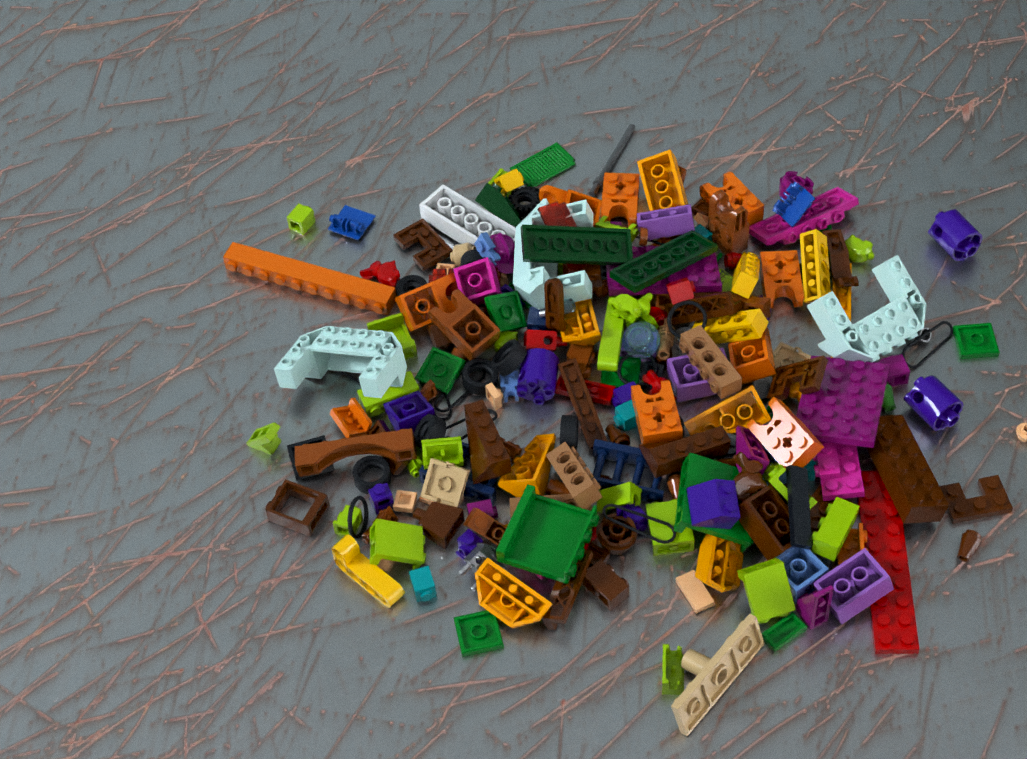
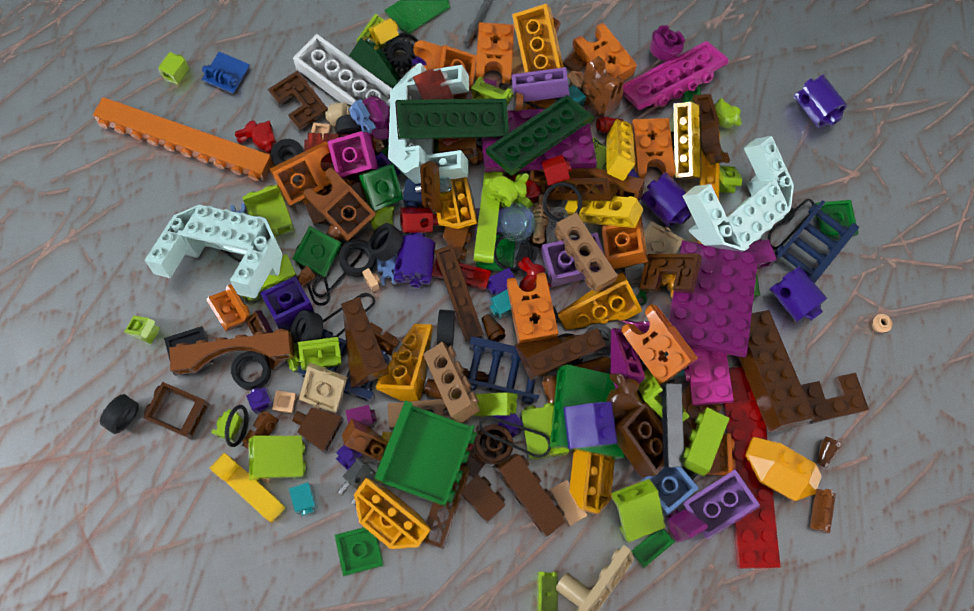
camera: 10 degrees left, 20 degrees up
(242, 507) = (119, 413): none -> black tyre
(654, 577) = (531, 494): none -> reddish brown wedge
(795, 204) = (667, 66): blue hinge -> none
(795, 322) = (667, 200): none -> dark purple cylinder
(860, 306) = (729, 179): none -> lime slope
(922, 556) = (783, 469): none -> light orange wedge
(965, 598) = (822, 510): none -> dark orange hinge
(972, 362) = (834, 246): none -> dark blue fence

